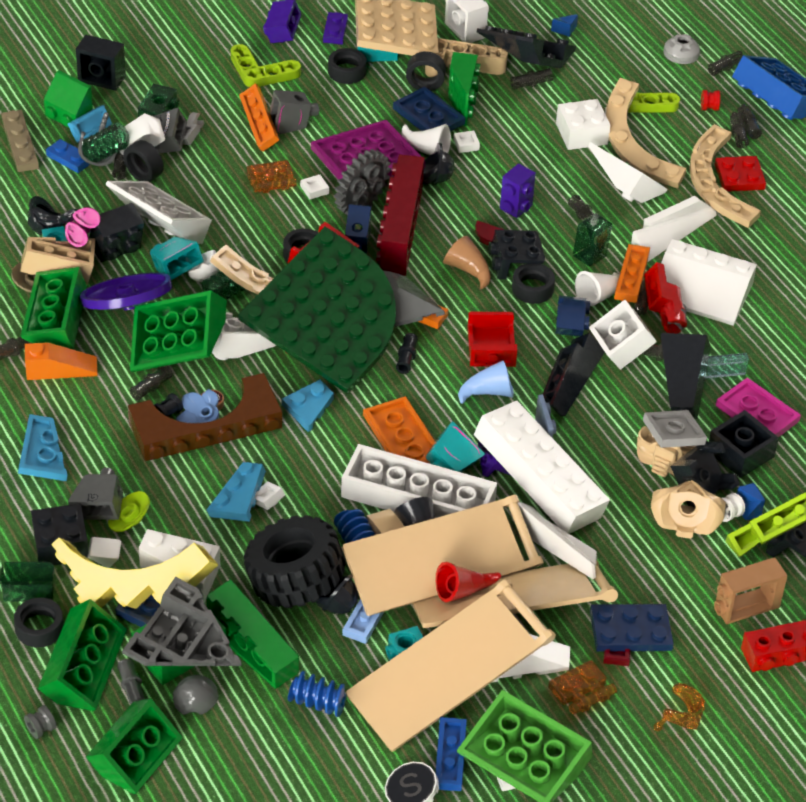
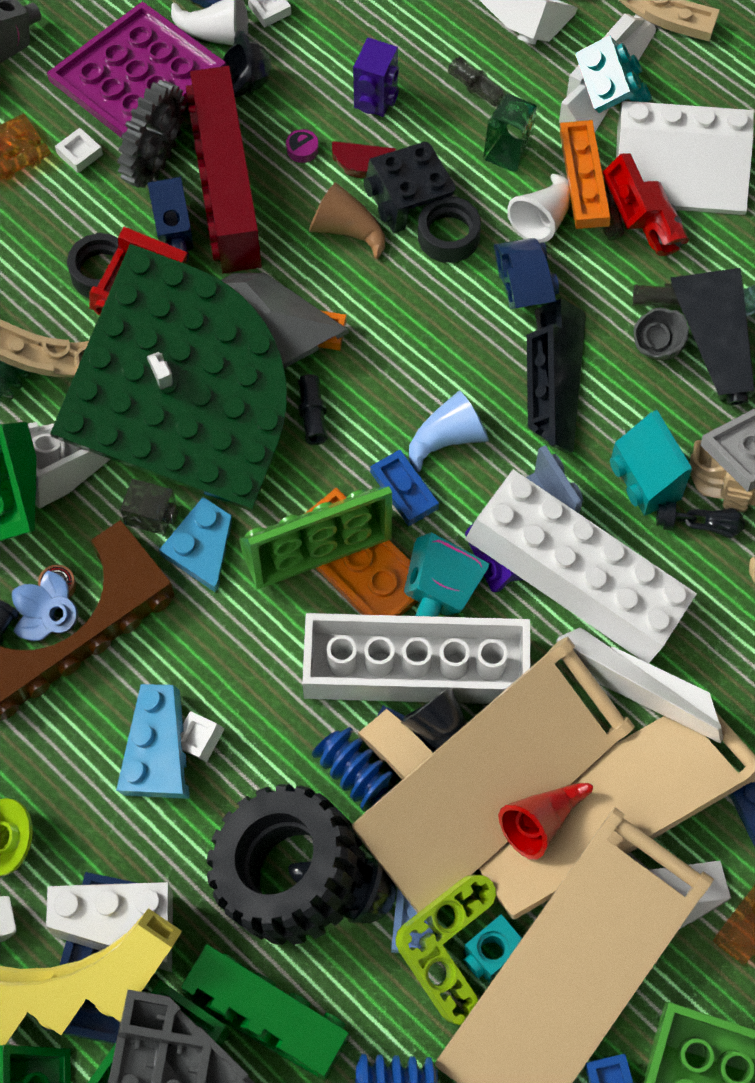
camera: 15 degrees left, 20 degrees up
(284, 375) = (149, 507): none -> clear smoke brick
(318, 296) = (161, 370): none -> white tile
(368, 633) = (432, 947): none -> lime beam
(382, 405) = (318, 536): none -> bright green slope
(448, 406) = (408, 490): none -> blue plate
(457, 219) = (302, 146): none -> magenta tile
(491, 339) = (424, 348): red panel -> none
(610, 431) = (651, 464): none -> teal slope
(622, 334) = (611, 290): white brick -> none
(647, 367) = (661, 334): none -> dark grey hair
(649, 477) = (723, 522): none -> black piece
(671, 222) = (611, 74): none -> bracket

